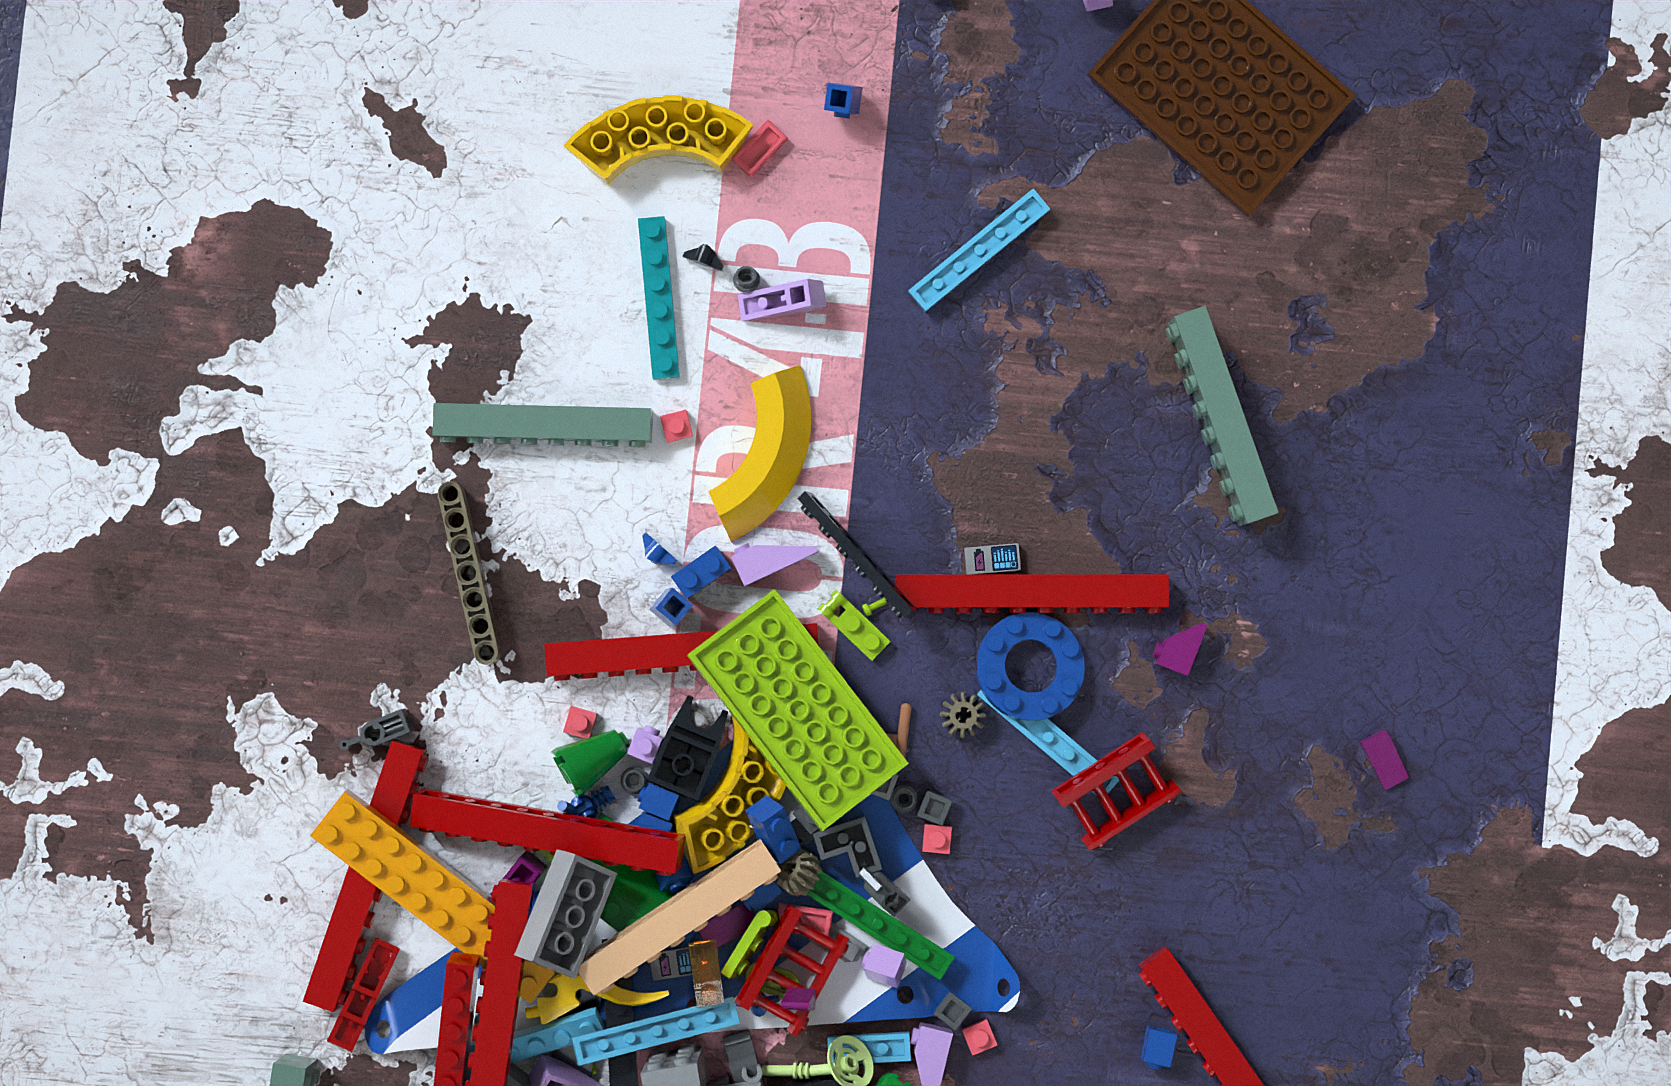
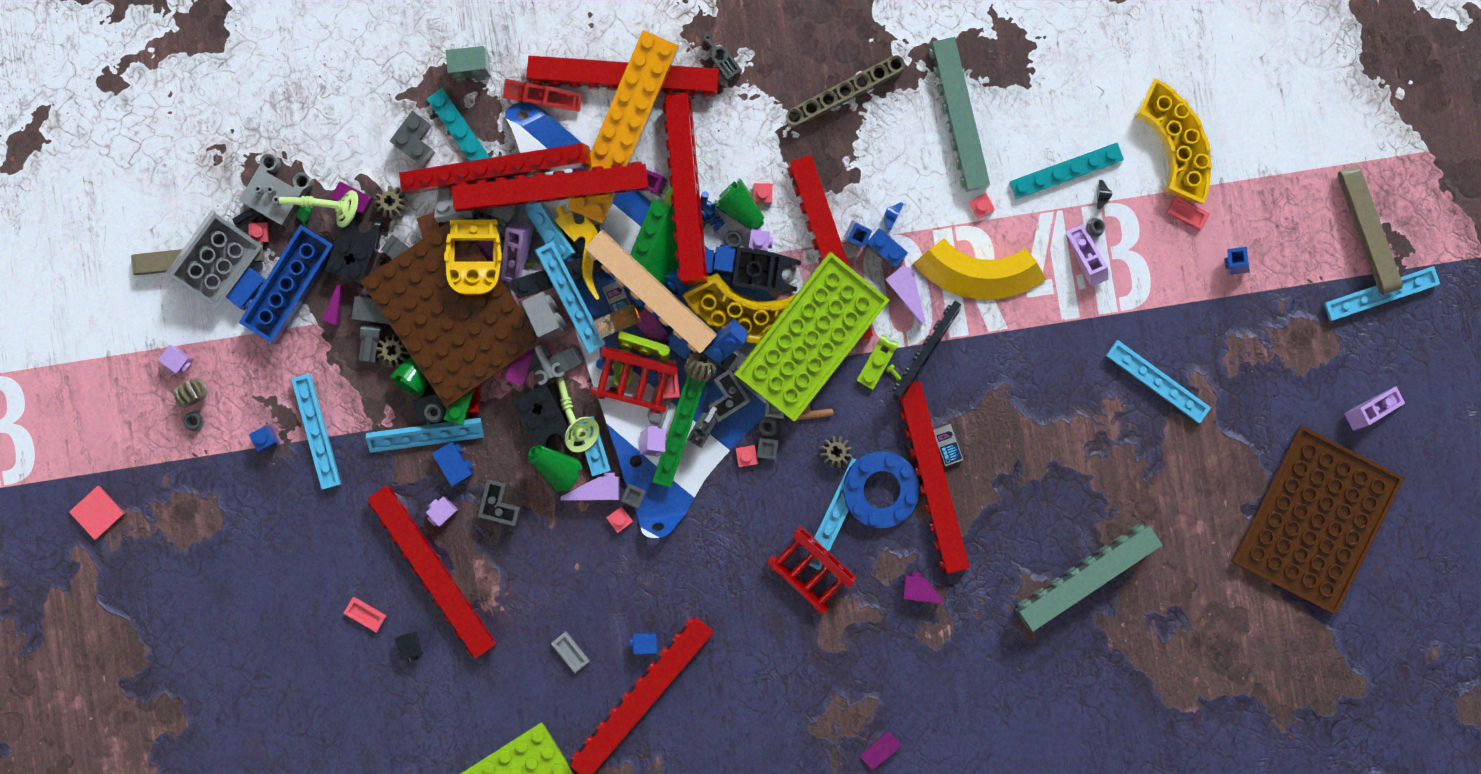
camera: 75 degrees right, 0 degrees up
(565, 913) = (635, 214): light grey brick -> none
(799, 999) = (616, 388): magenta slope -> none

